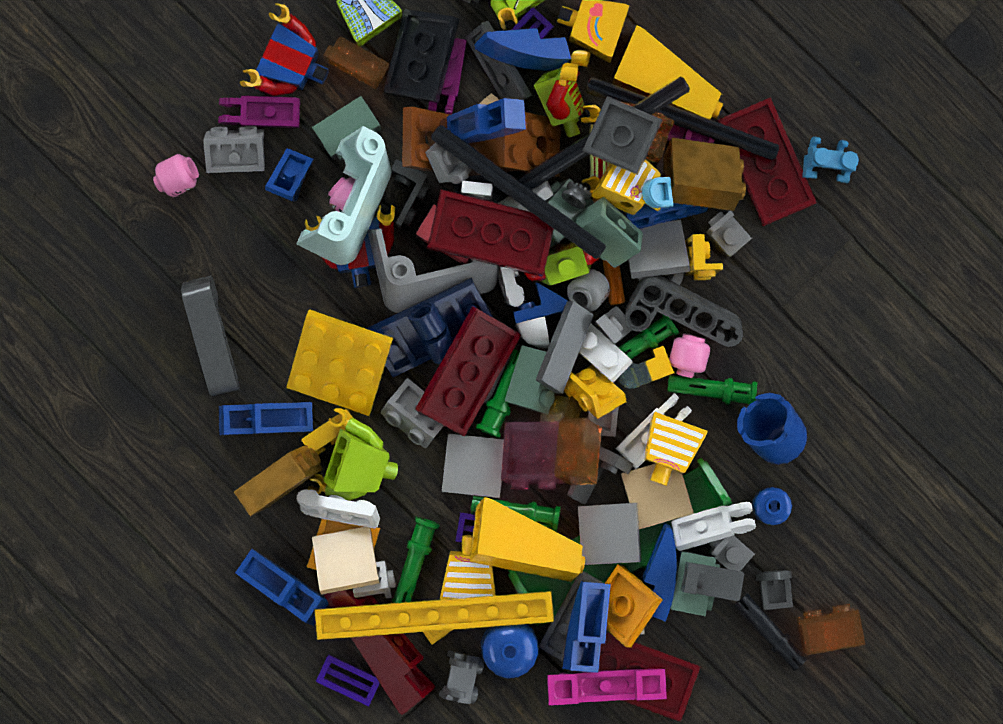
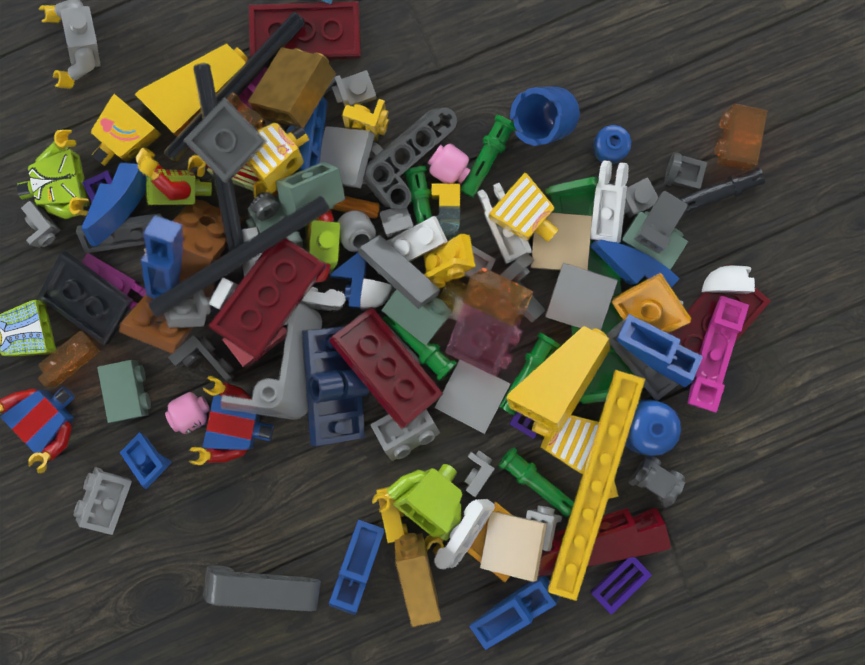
camera: 60 degrees left, 0 degrees up
(176, 175) = (103, 563): bright pink head -> none
(263, 111) = (77, 462): magenta hinge -> none
(339, 362) = (331, 481): yellow plate -> none
(343, 232) = (211, 437): light aqua windscreen -> none
(396, 500) = (477, 478): none -> light grey bracket
(658, 192) = (292, 130): medium azure tile -> none
(684, 671) = (729, 280): none -> white brick

